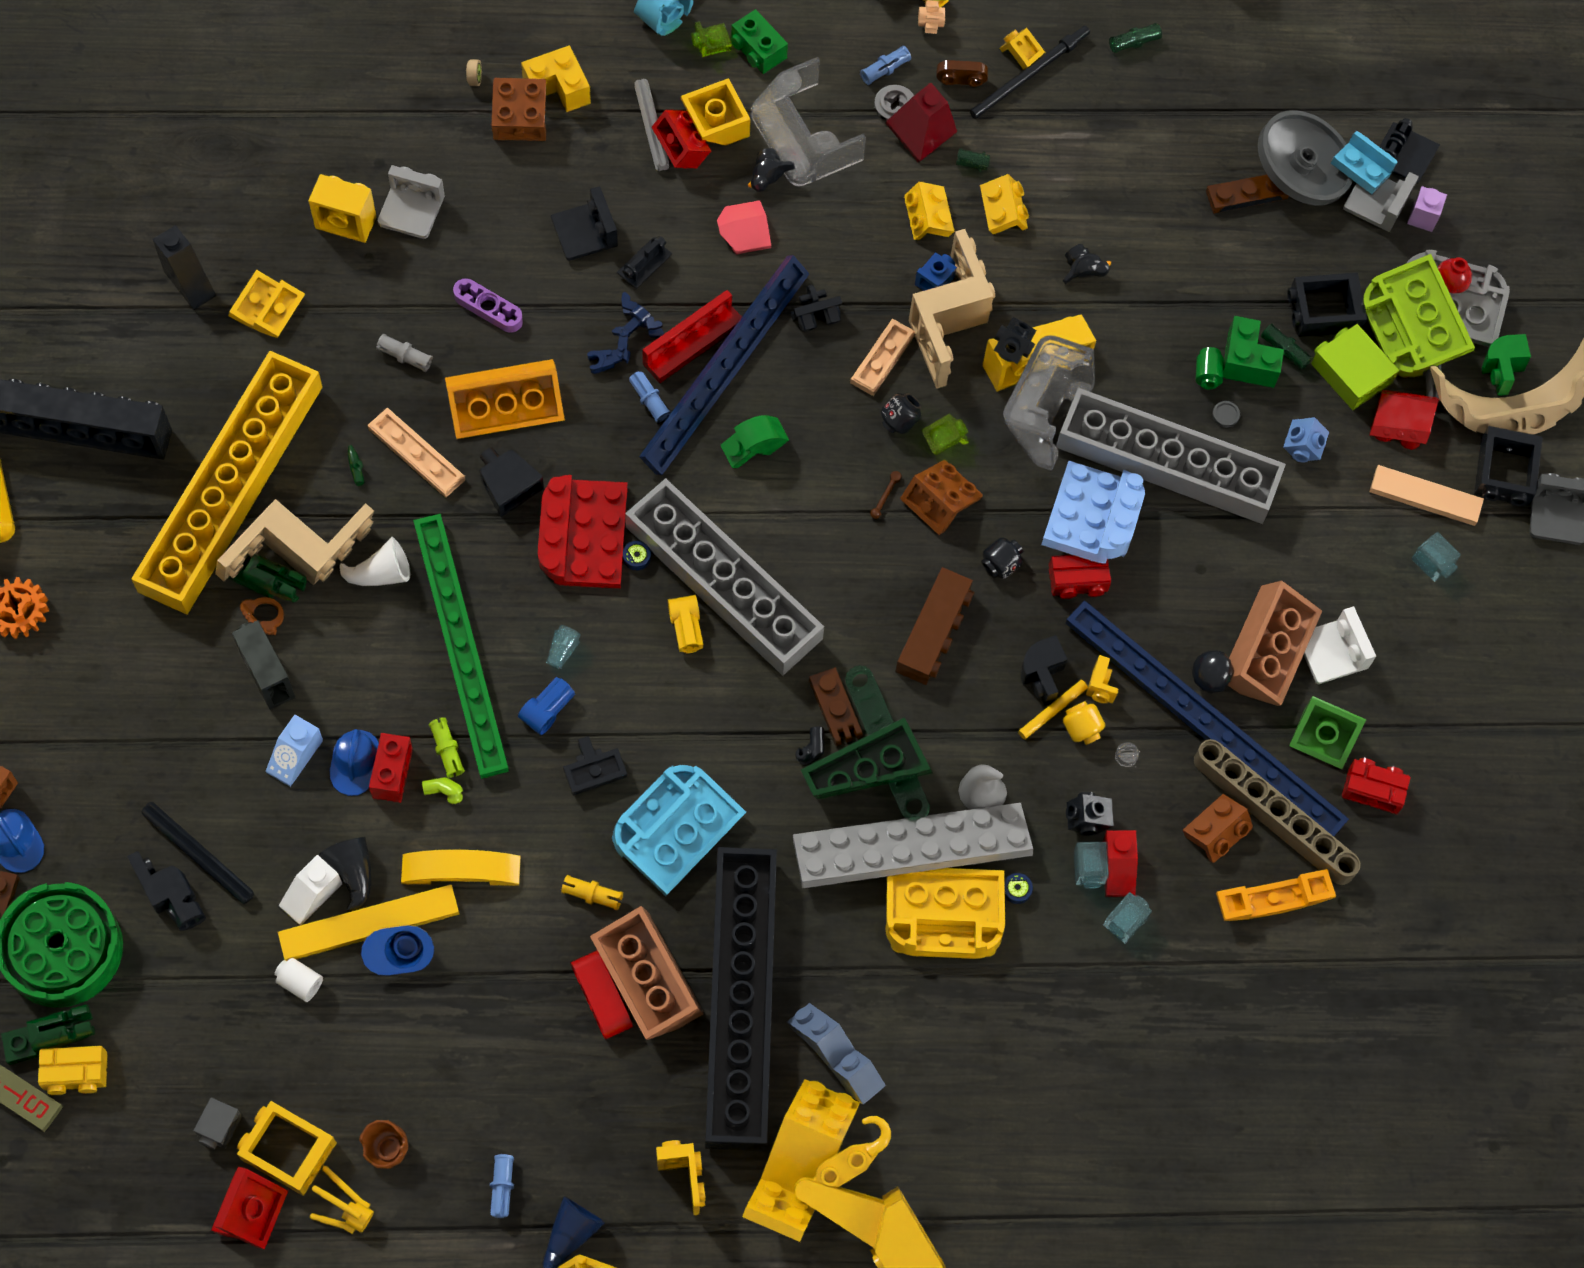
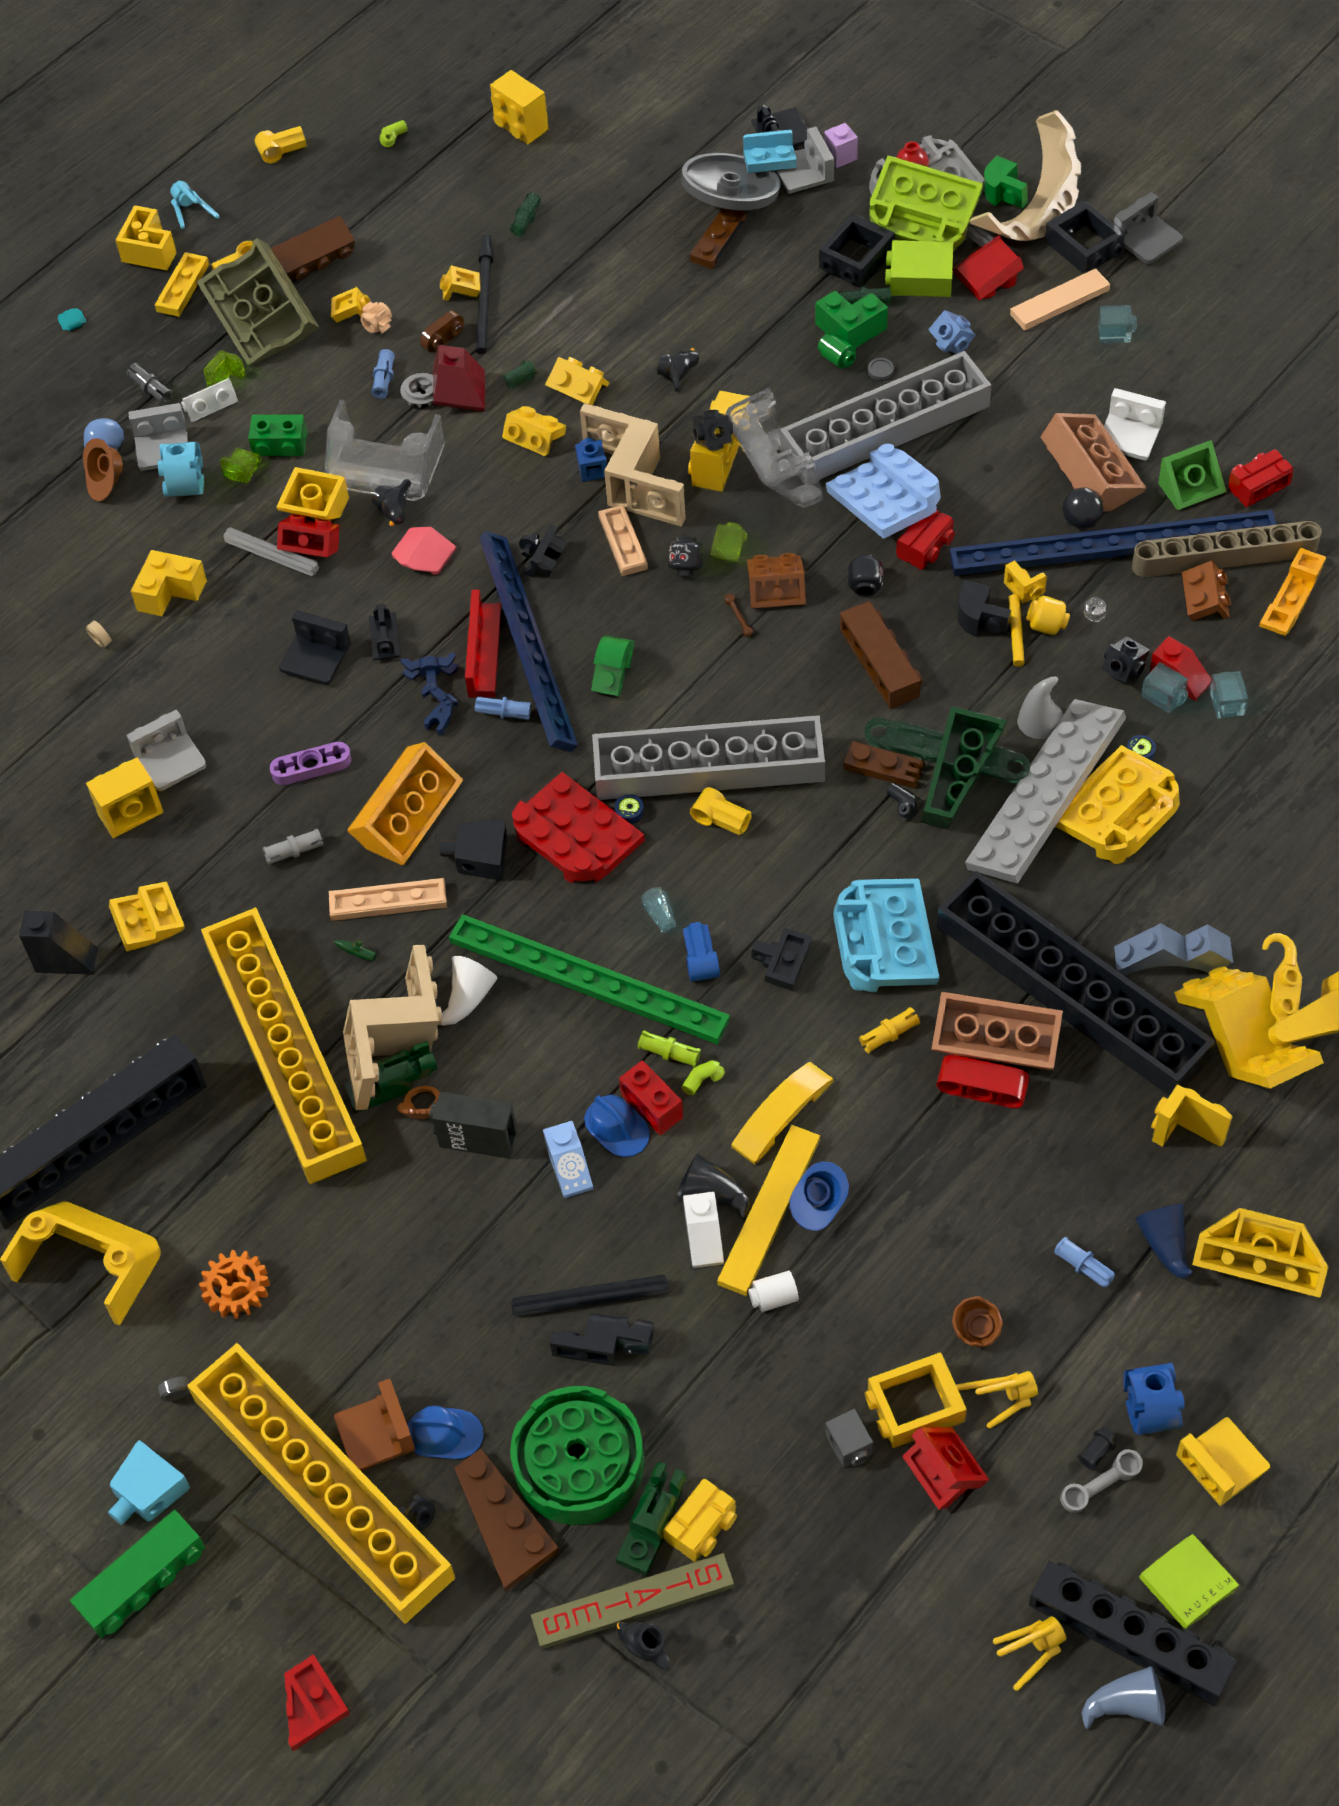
camera: 40 degrees left, 10 degrees down
(519, 109) = (168, 621): dark orange bracket -> none

